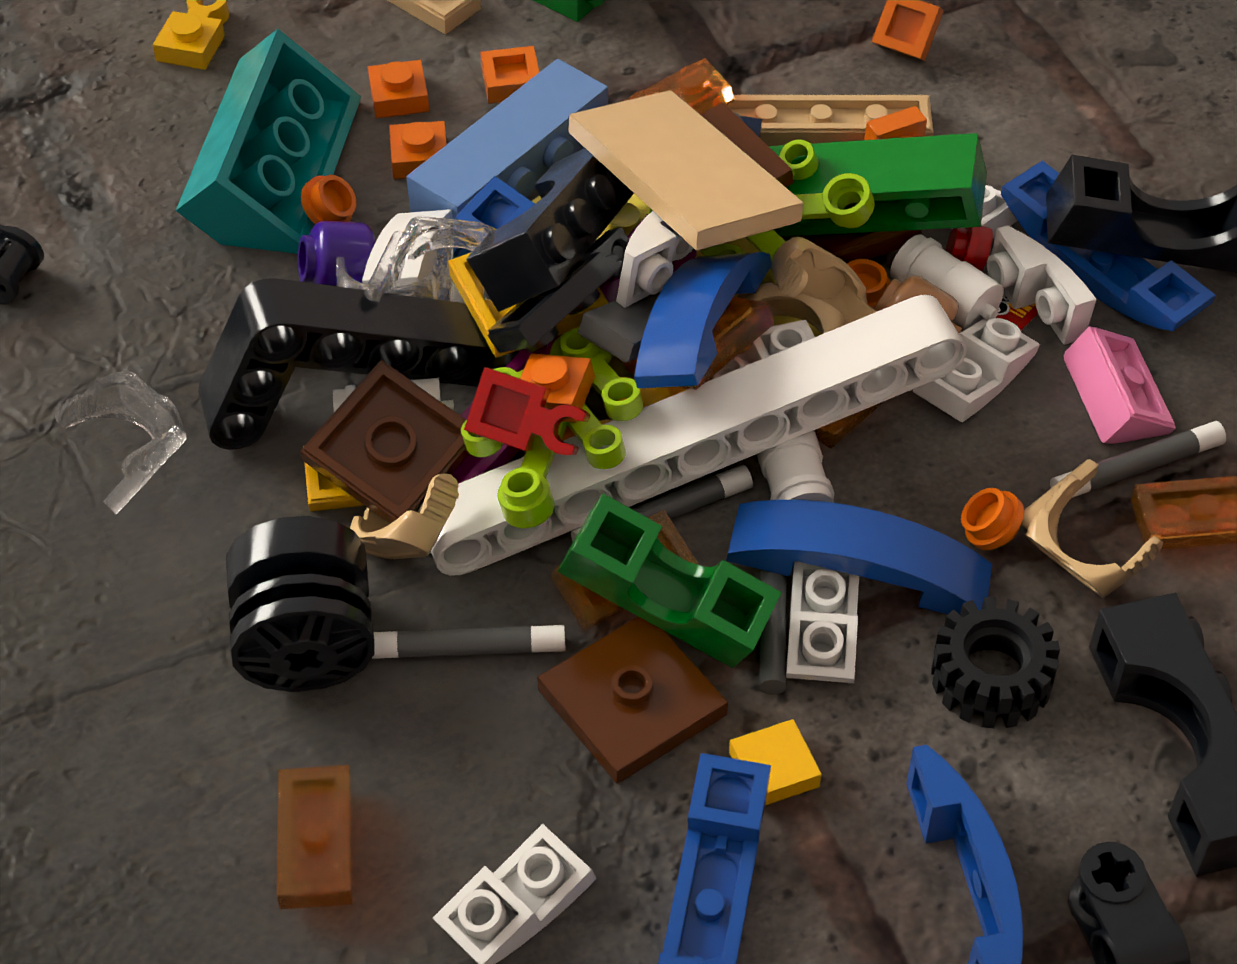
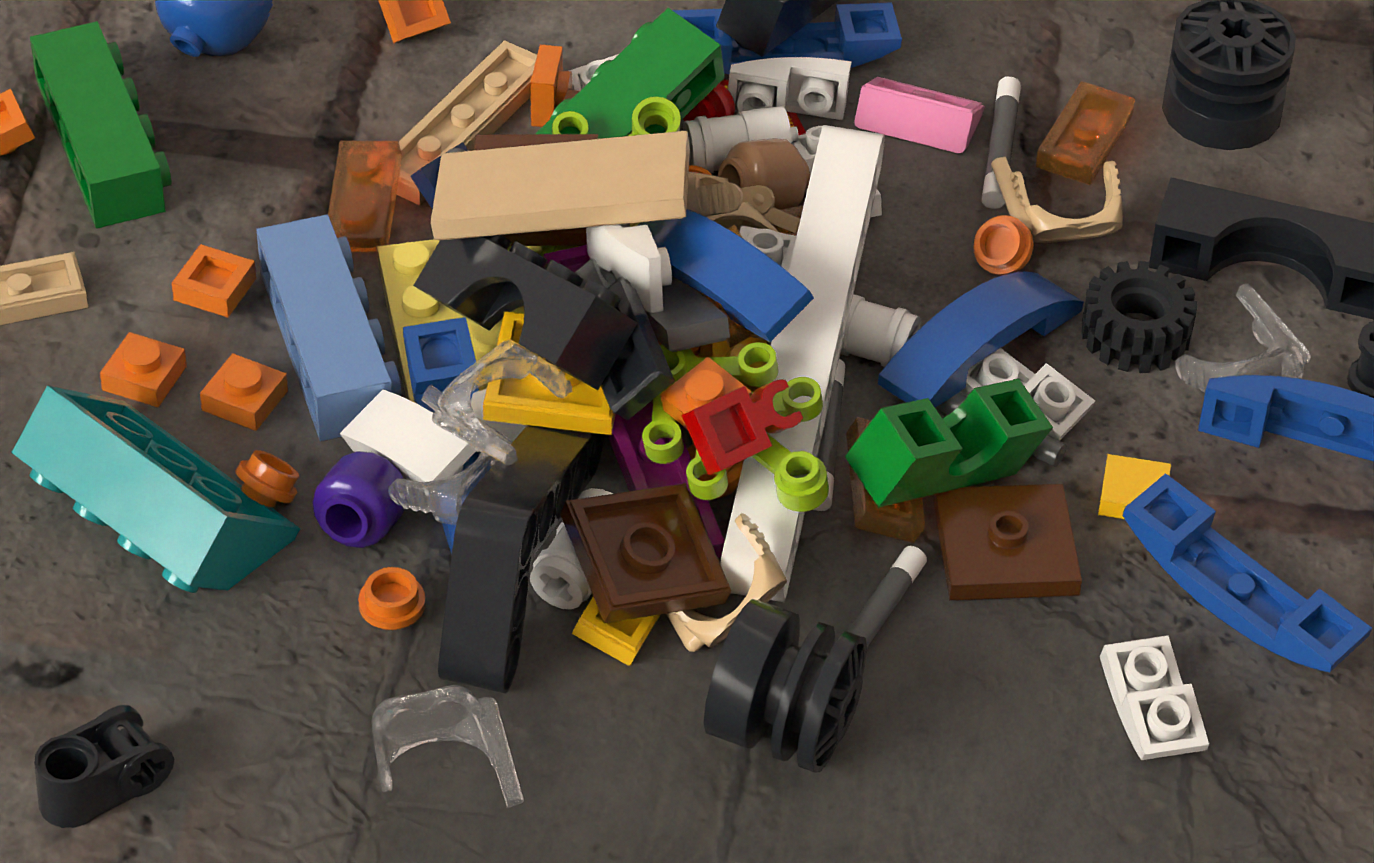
camera: 60 degrees left, 5 degrees down
(314, 837) = (1010, 796): clear orange plate -> none
(1030, 805) = (1283, 358): none -> clear helmet

